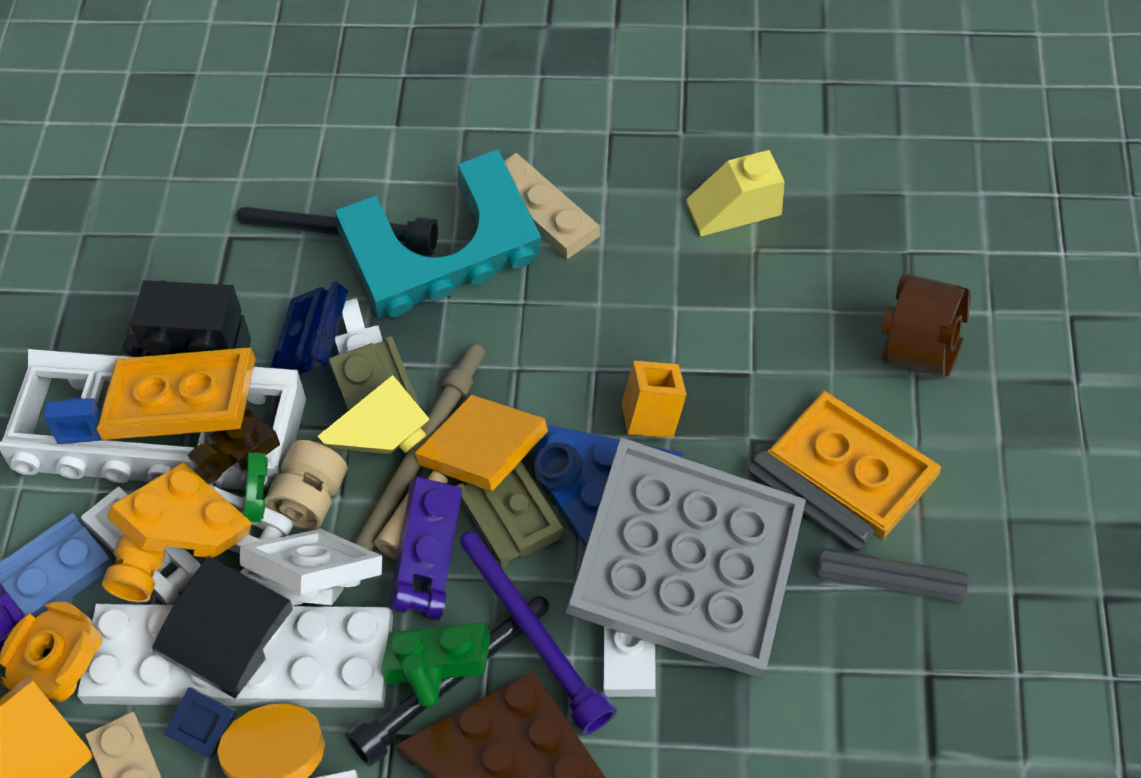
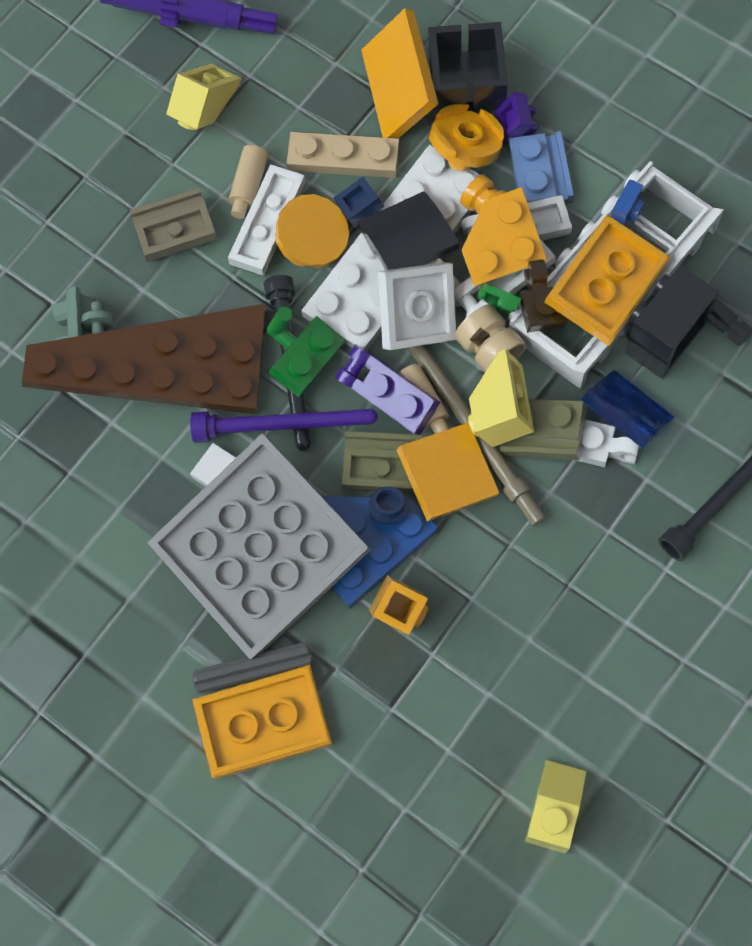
camera: 125 degrees right, 15 degrees up
(400, 278) = (639, 495): teal arch -> none
(553, 213) = (655, 654): tan plate -> none
(893, 574) = (159, 681): dark grey axle -> none
(925, 325) = (321, 847): reddish brown brick -> none

